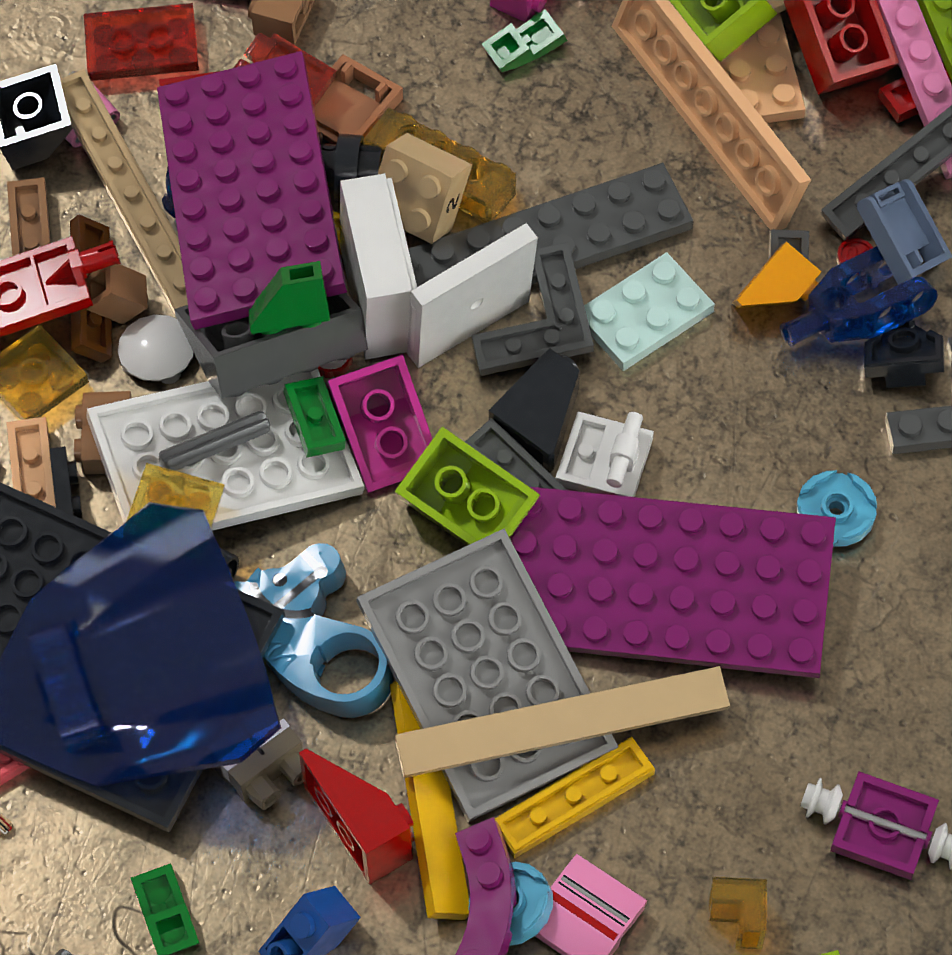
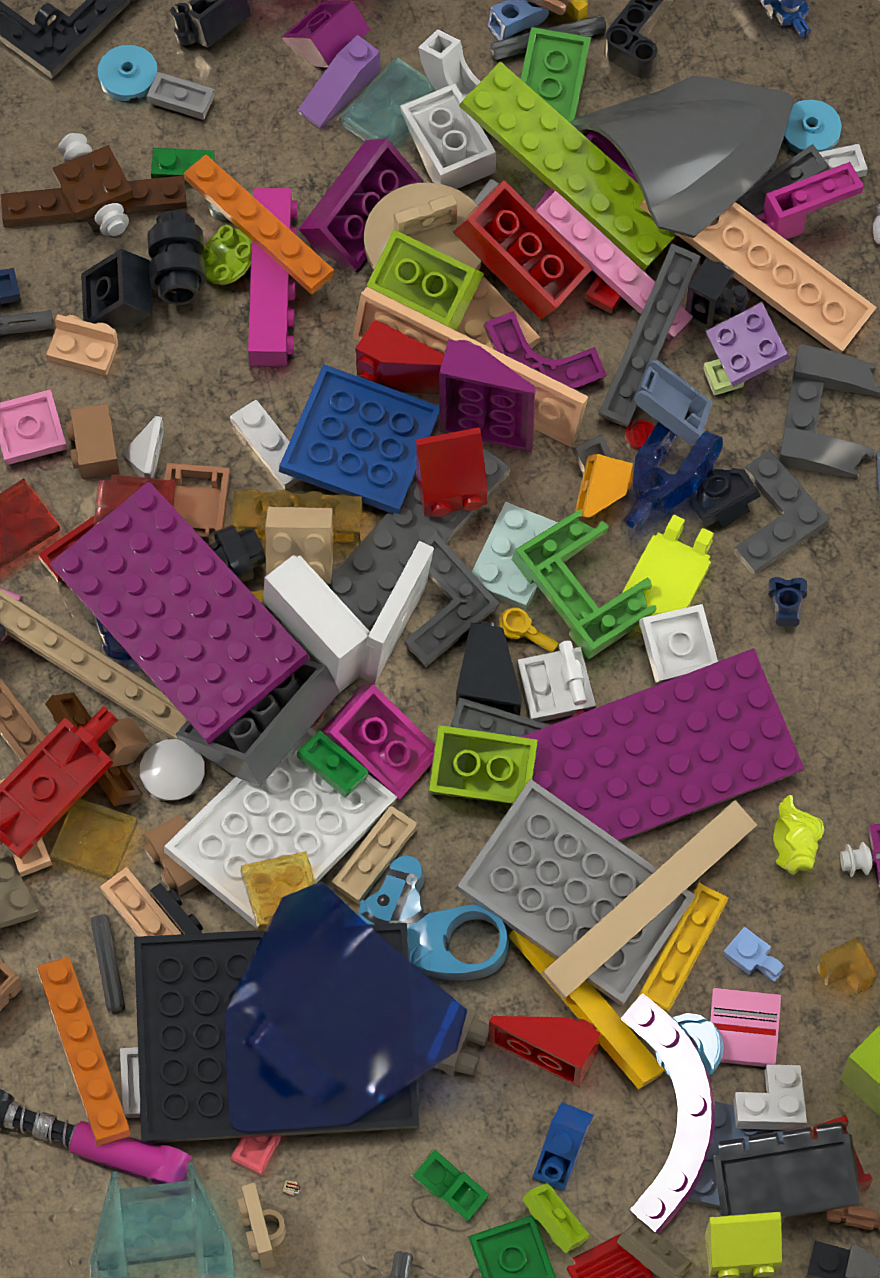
camera: 30 degrees left, 5 degrees up
(214, 441) = (274, 822): dark grey axle -> none
(289, 537) = (374, 854): none -> tan plate
(290, 300) = (276, 686): green slope -> none
(335, 32) = (145, 449): none -> white slope
(460, 87) = (264, 439): none -> white plate
(520, 46) = (296, 385): slope -> none
(551, 120) = (359, 439): none -> blue plate
(602, 378) = (518, 625): none -> yellow plate
(616, 184) = (451, 472): none -> red slope
(639, 65) = (398, 361): none -> red slope
(644, 841) = (751, 953): none -> light blue plate
(677, 416) = (591, 627): none -> bright green wedge
(694, 126) = (485, 394): none -> magenta slope
(761, 473) = (678, 642): none -> white plate
(769, 742) = (796, 837): none -> neon yellow hair
(788, 412) = (672, 568): none -> neon yellow tile
(818, 157) = (572, 371): none -> magenta plate
(845, 493) = (743, 623): medium azure plate -> none
(912, 493) = (787, 599): none -> dark blue plate

